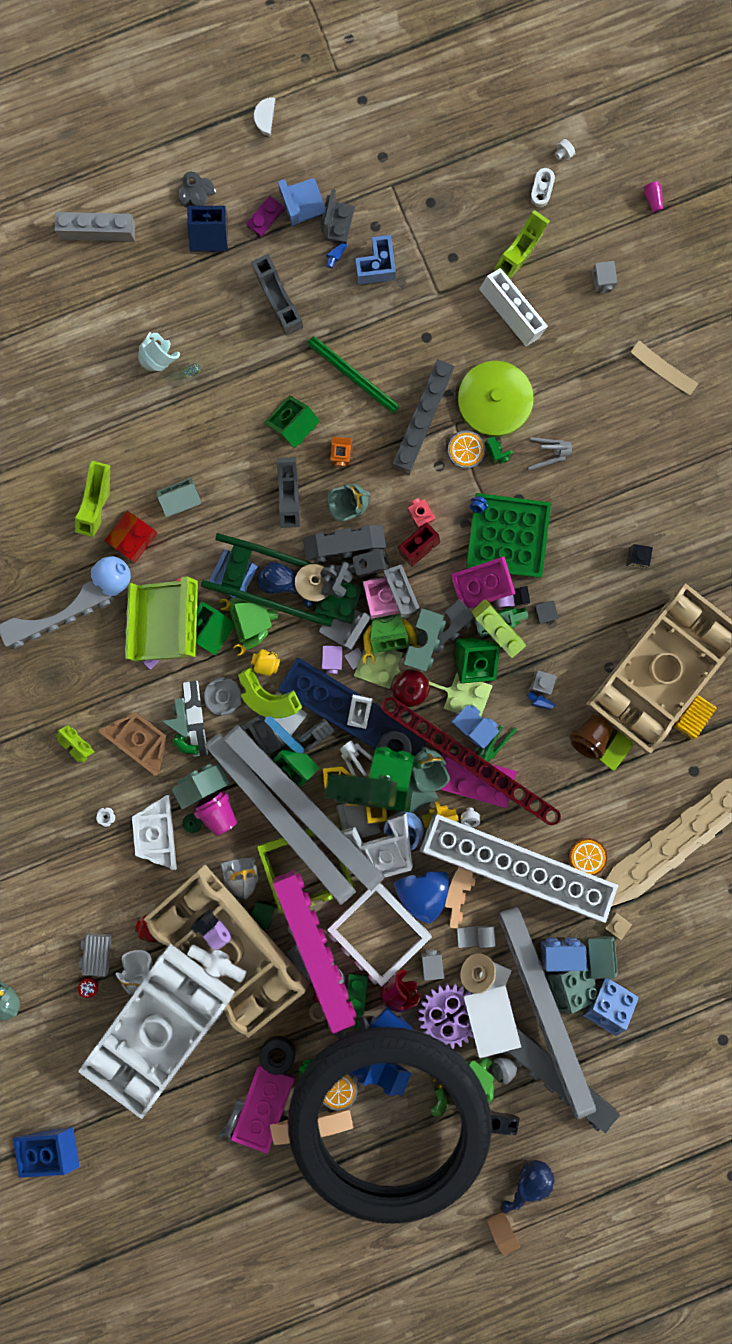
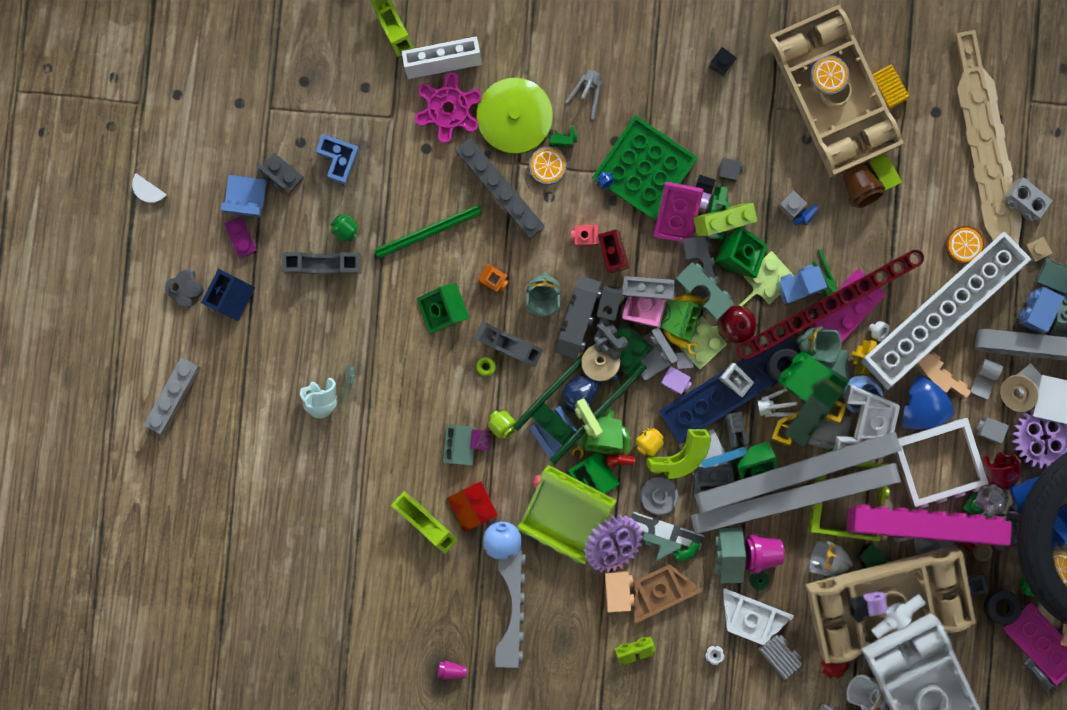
camera: 65 degrees left, 0 degrees up
(118, 702) = (618, 591): none -> light nougat brick
(133, 875) = (780, 656): none -> light grey brick
(145, 665) = (601, 547): none -> lavender gear
(192, 513) = (480, 439): none -> magenta tile
(215, 523) = (501, 424): none -> lime head
(234, 639) = (614, 459): none -> red arm
(259, 586) = (591, 425): none -> yellowish green plate
(260, 479) = (490, 371): none -> lime plate
(284, 1021) = (977, 584): none -> black leg
(319, 300) = (344, 228): none -> green head
(335, 254) = (309, 192): blue bar -> none
(368, 996) = (992, 499): none -> clear brick
(472, 324) = (448, 94): none -> dark pink plate
(663, 893) = (1029, 195): none -> light grey brick
(677, 654) = (829, 75): none -> tile

